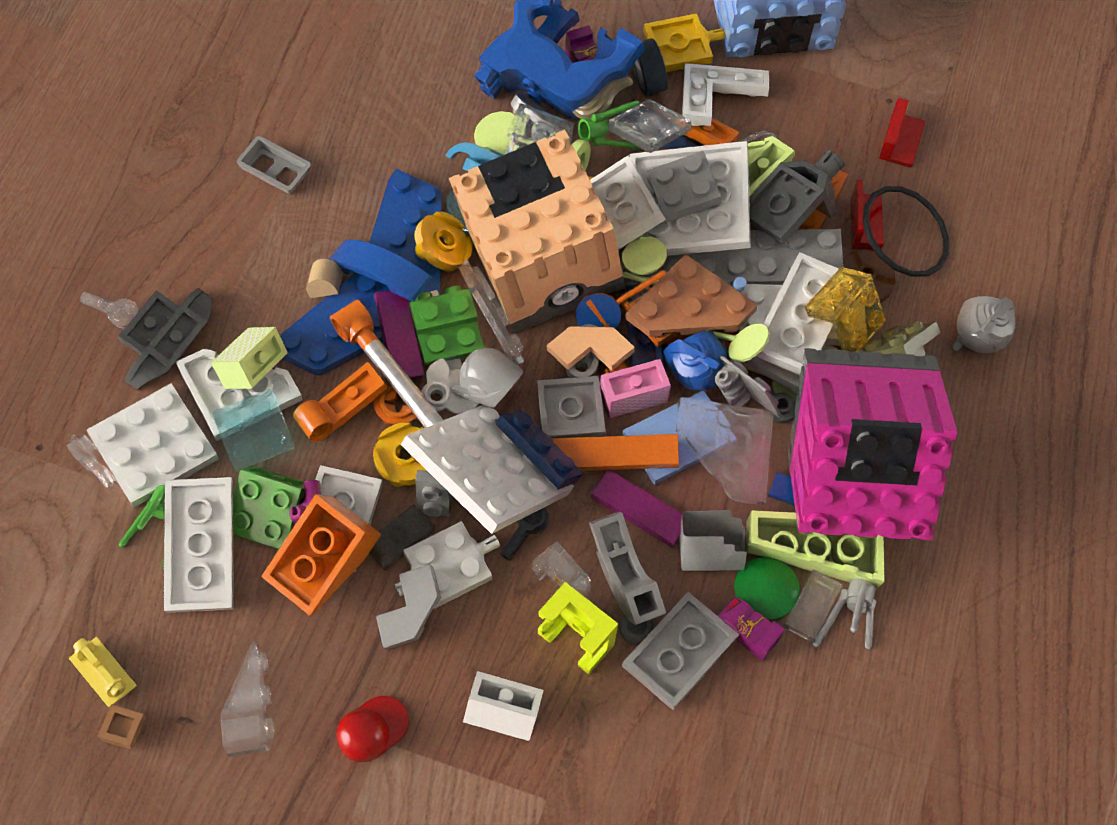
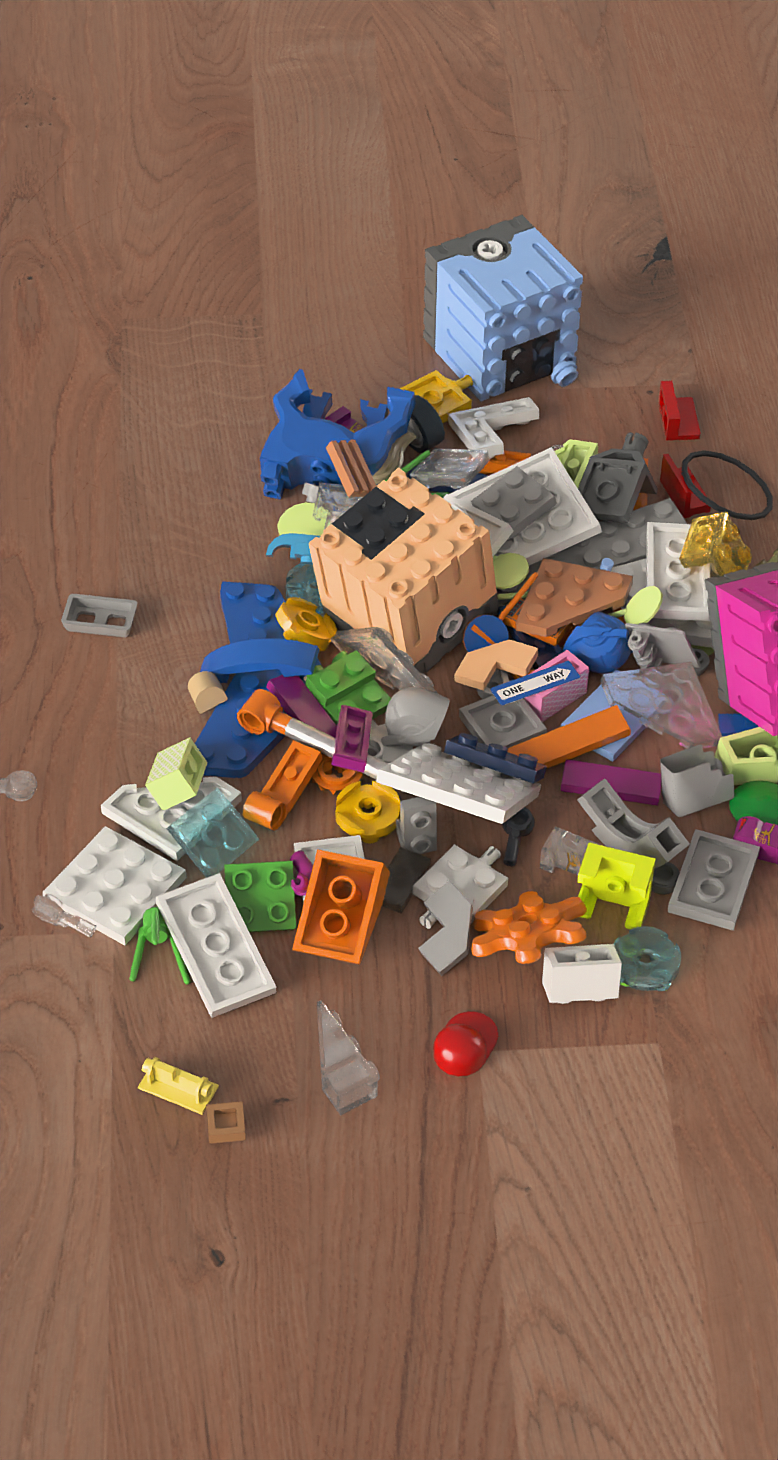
camera: 20 degrees left, 15 degrees down
(163, 334) = (73, 788): dark grey plate -> none
(416, 381) = (352, 738): none -> magenta tile
(472, 654) = (528, 927): none -> orange plate
(556, 92) = (356, 467): none -> nougat tile
(582, 728) = (662, 951): none -> clear light blue plate
(612, 384) = (535, 683): none -> sticker
(815, 56) = (564, 373): none -> light blue plate

